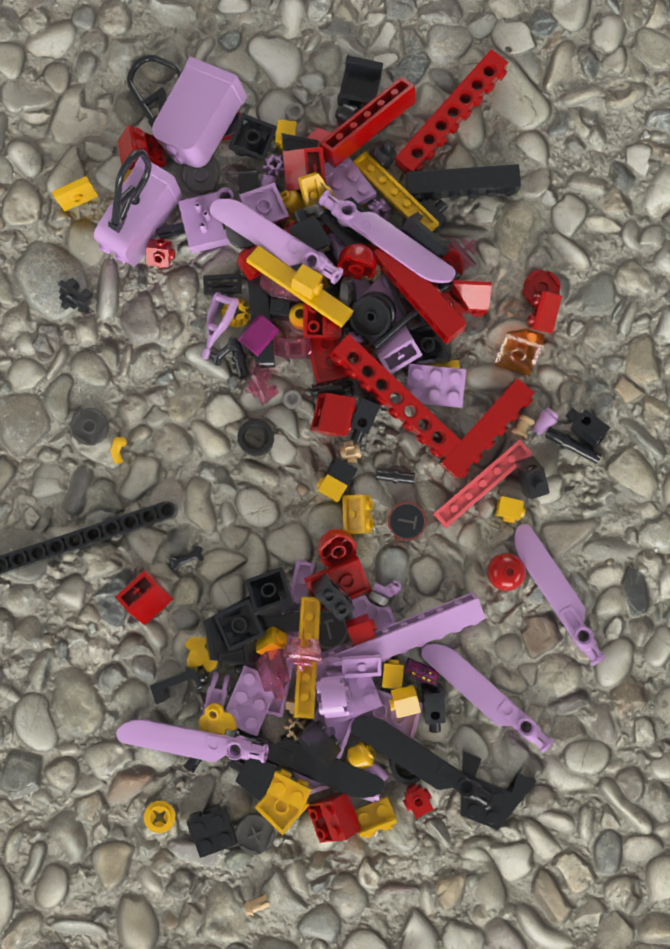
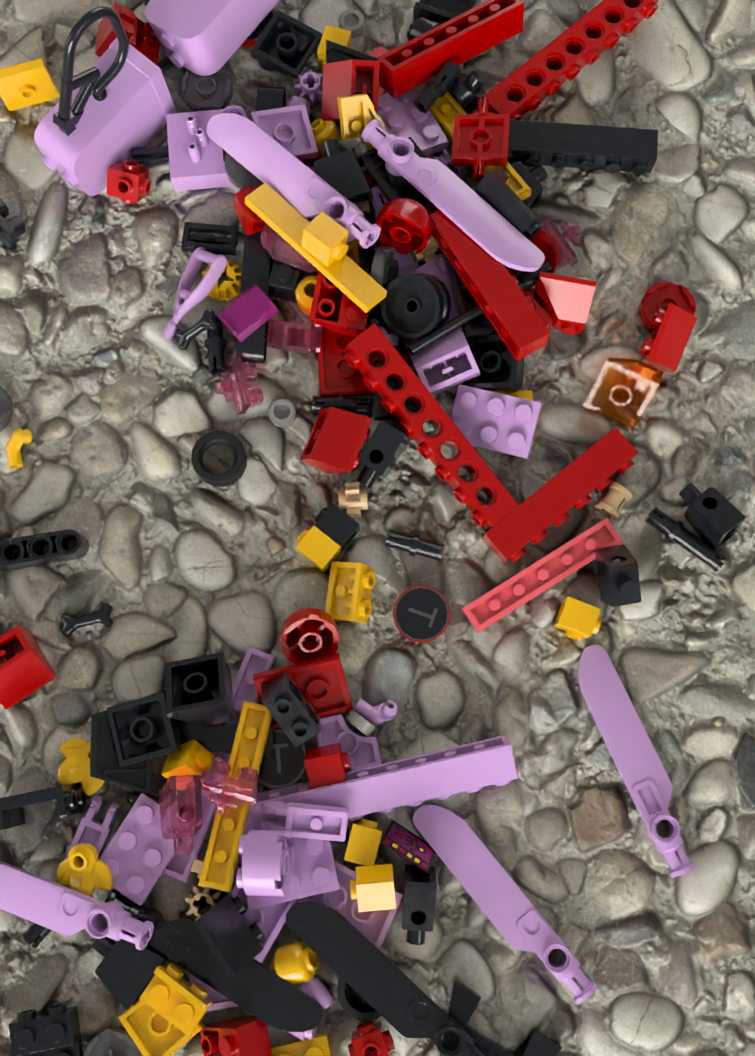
camera: 10 degrees right, 5 degrees down
(362, 155) = (446, 75): none -> black pin
(399, 190) = (481, 139): none -> red plate
(506, 571) = (559, 712): red cylinder -> none
(545, 420) = (648, 496): lavender cone -> none

